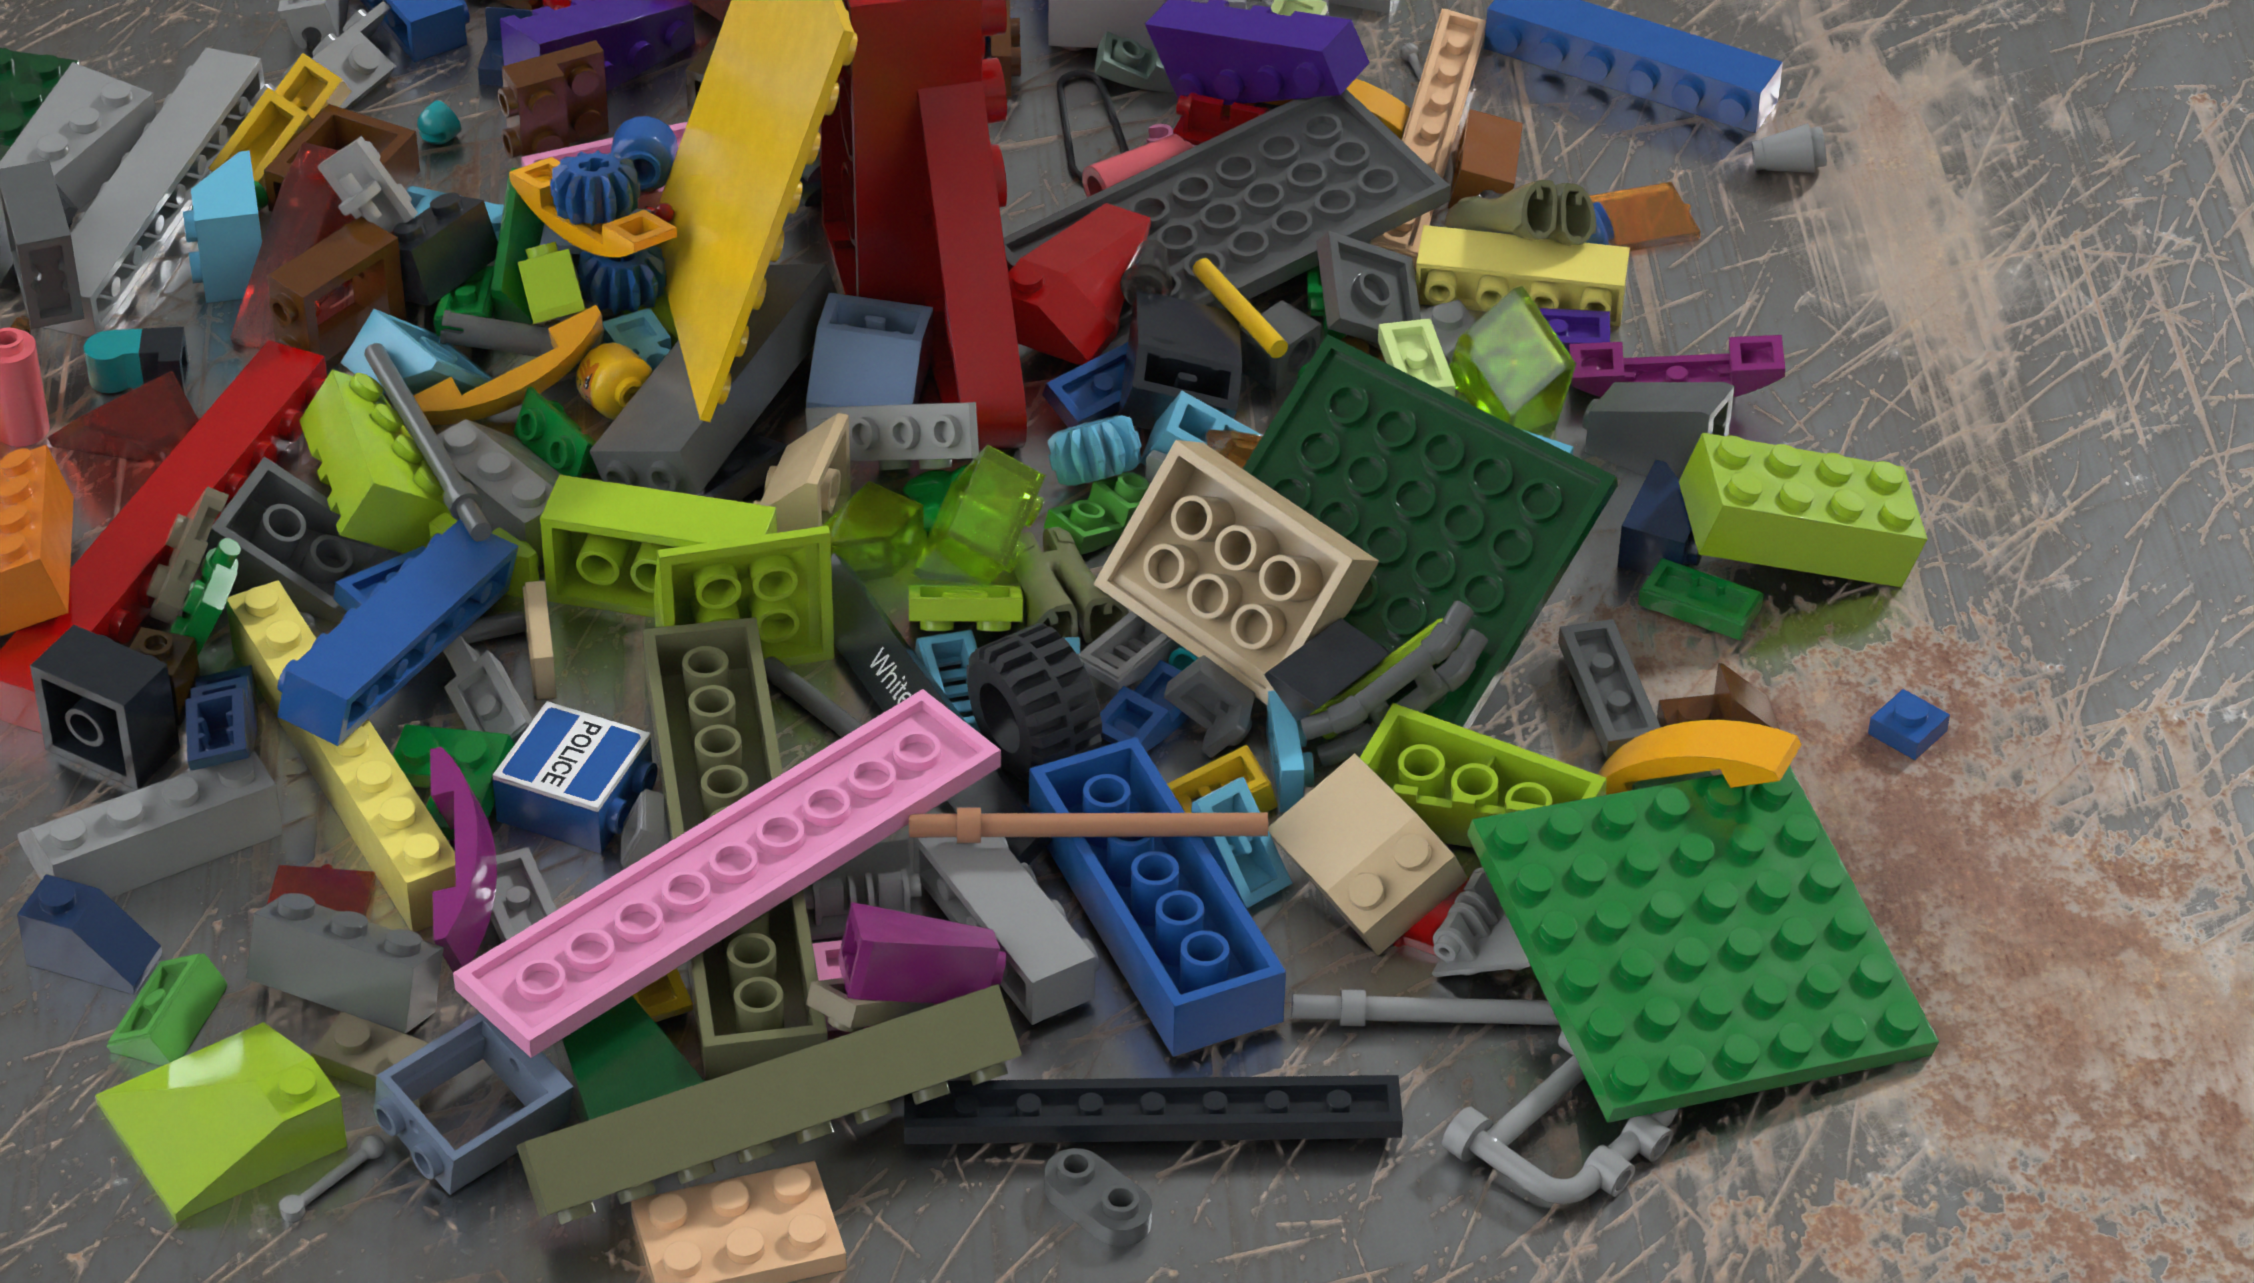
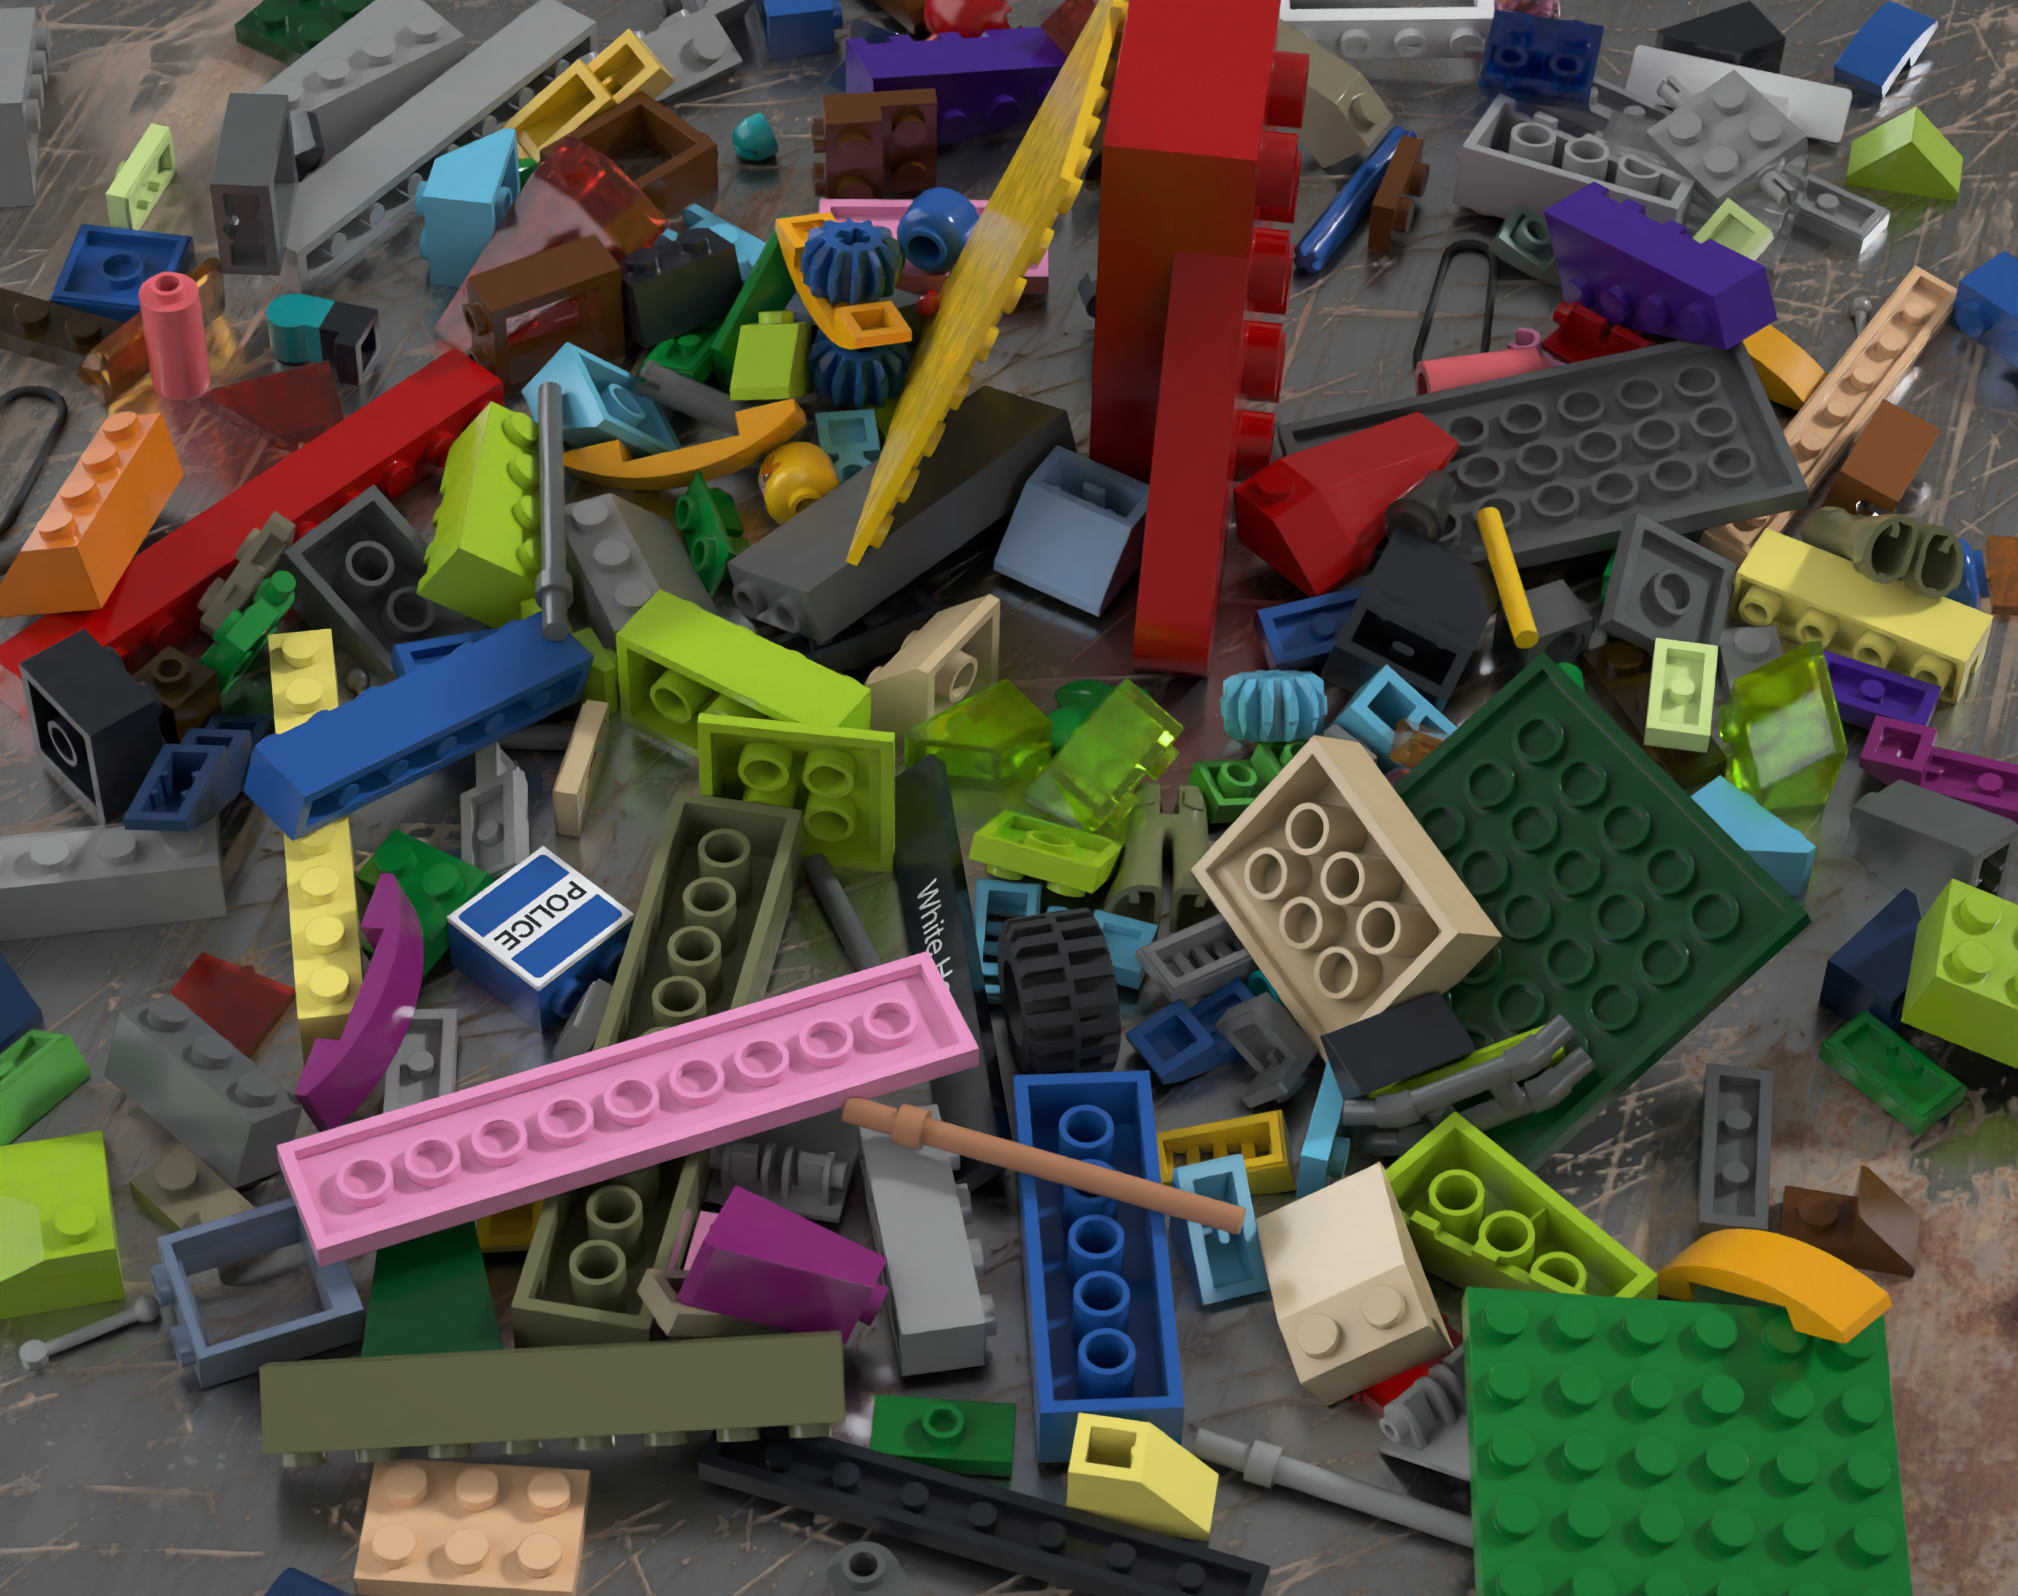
camera: 20 degrees right, 5 degrees up
(367, 186) = (612, 204): light grey hips -> none
(907, 433) = (1062, 632): light grey bracket -> none
(1090, 1053) = (946, 1433): none -> green plate
(1263, 1038) = (1140, 1478): none -> light yellow slope

